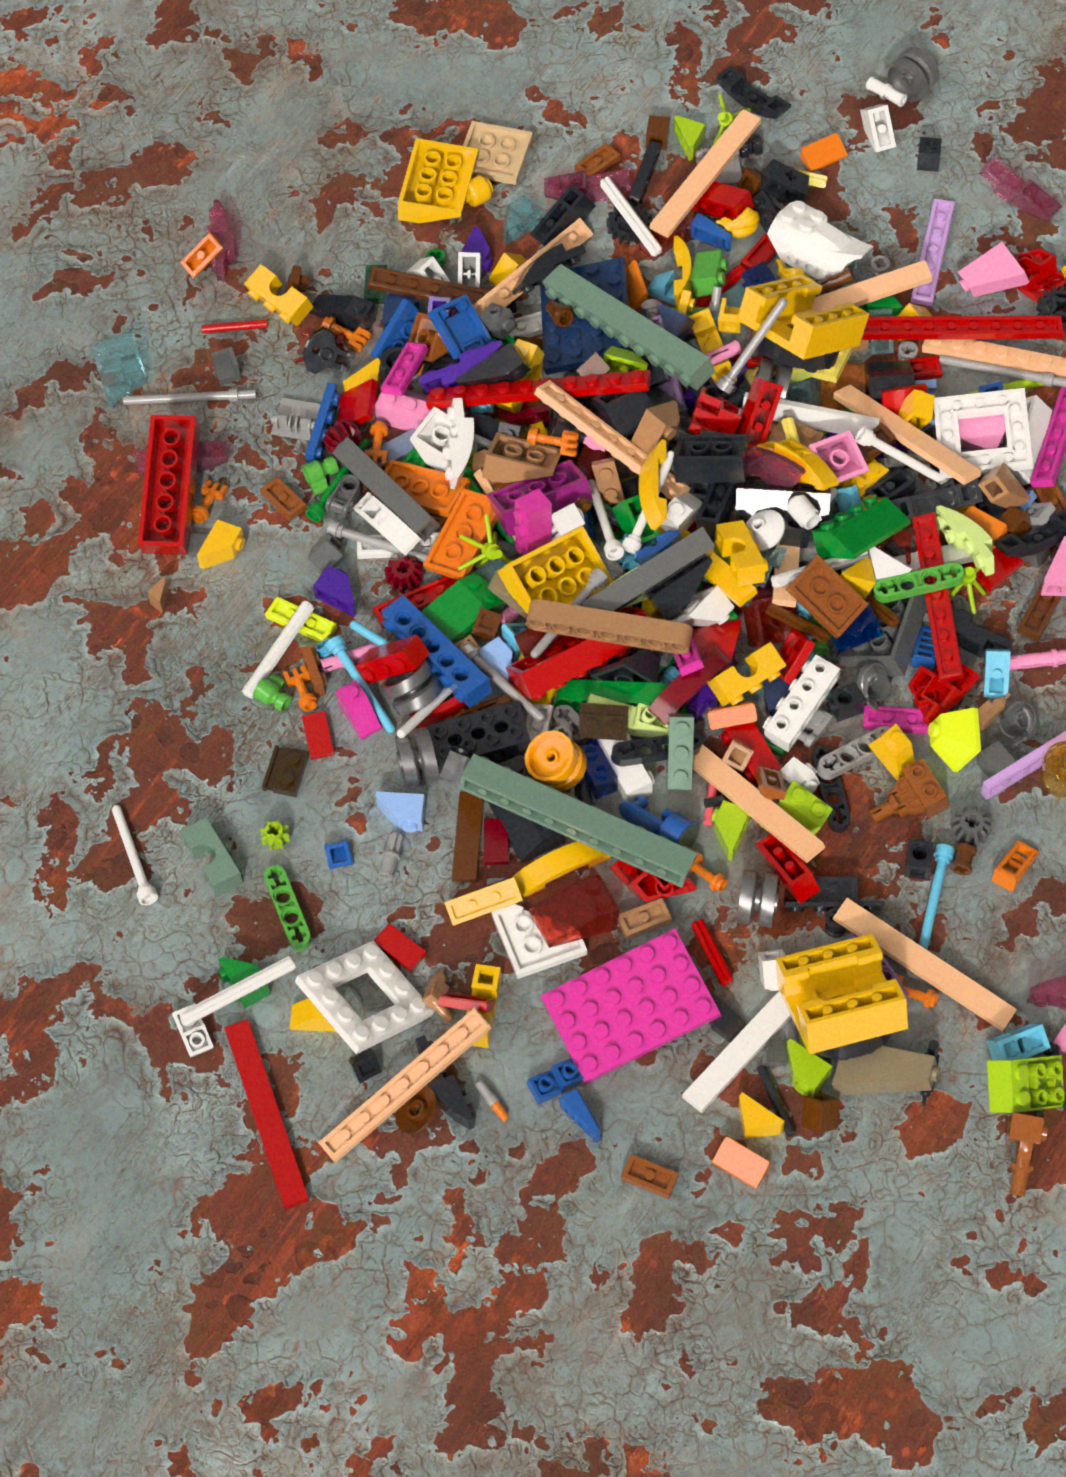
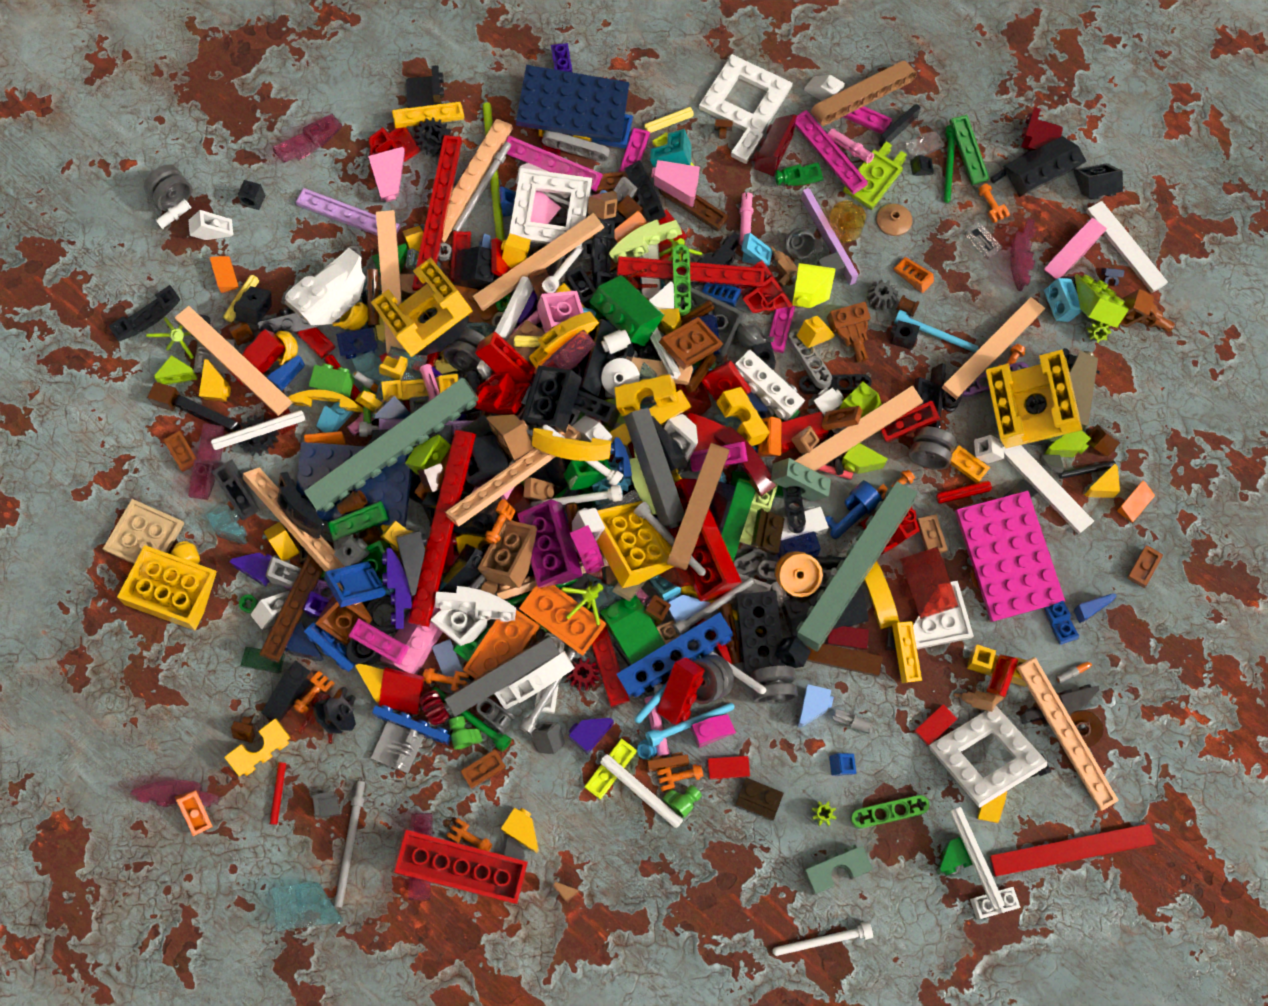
camera: 85 degrees left, 10 degrees up
(541, 326) = (357, 521): none -> green tile
(678, 168) = (213, 384): none -> yellow slope
(727, 382) = (442, 346): light grey piece -> none
(746, 956) = (969, 464): none -> light orange plate
(980, 1096) = (1101, 329): none -> lime gear

